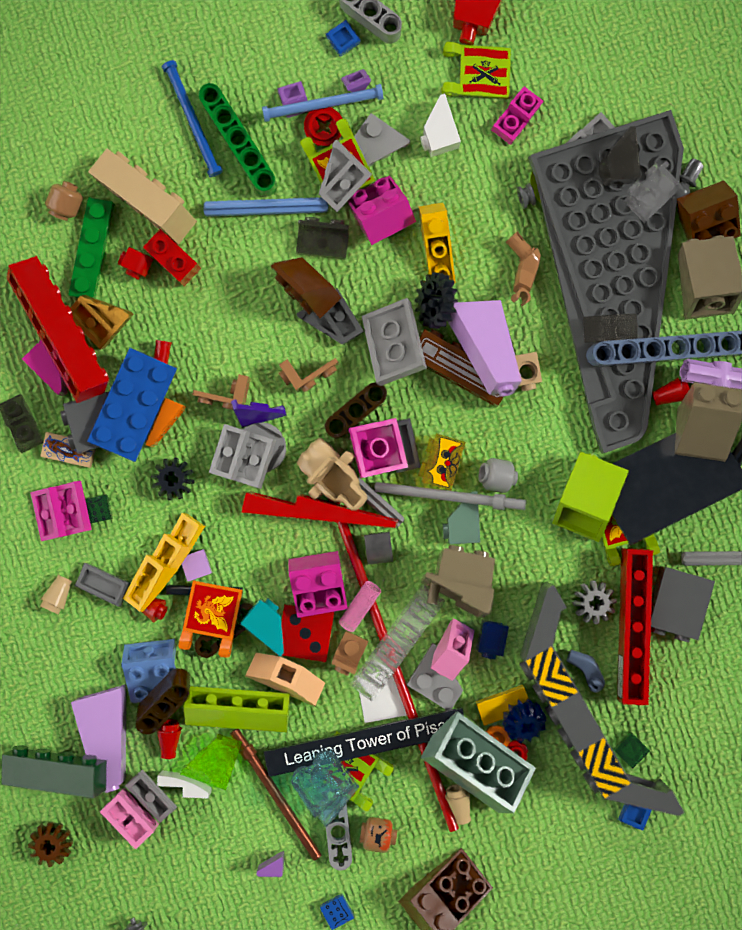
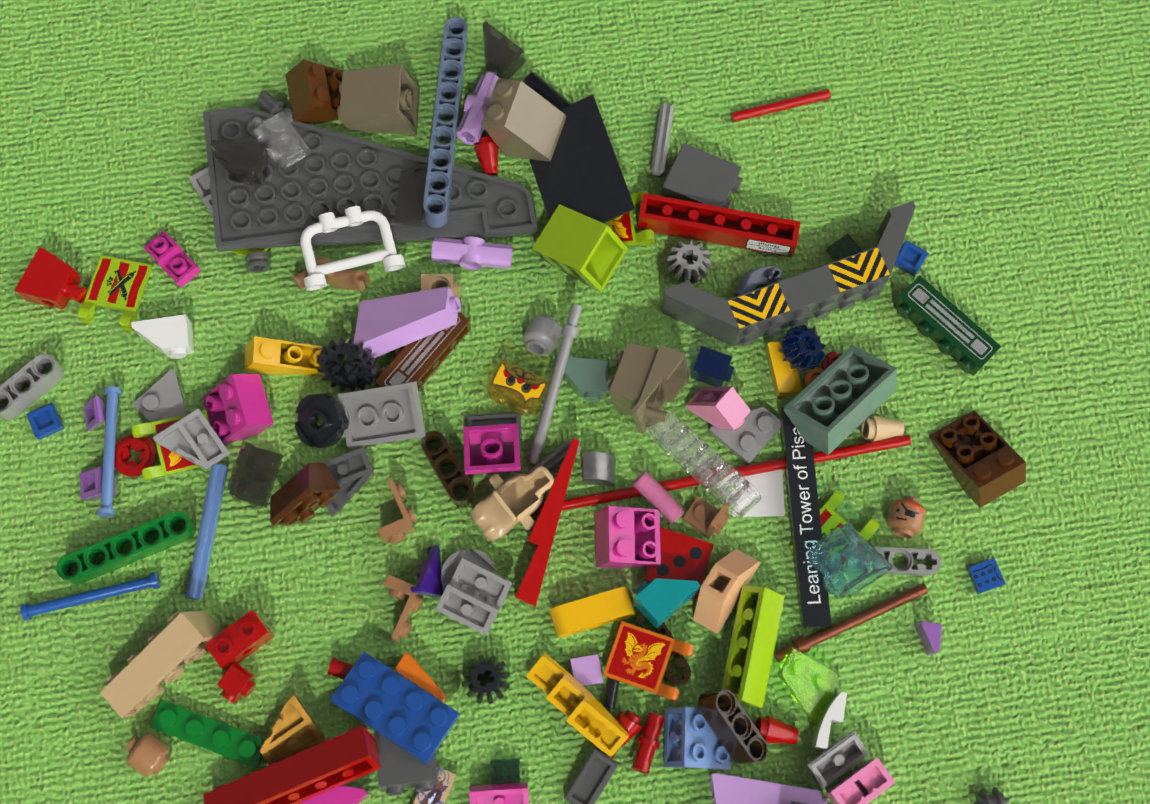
camera: 85 degrees left, 15 degrees down
(141, 628) = (648, 743): none -> red pin
(246, 562) = (592, 612): none -> yellow beam
(389, 295) = (333, 420): none -> black plate
(569, 395) = (472, 253): none -> lavender piece
(569, 855) = (946, 326): none -> dark green brick
(581, 277) = (354, 217): none -> white bar

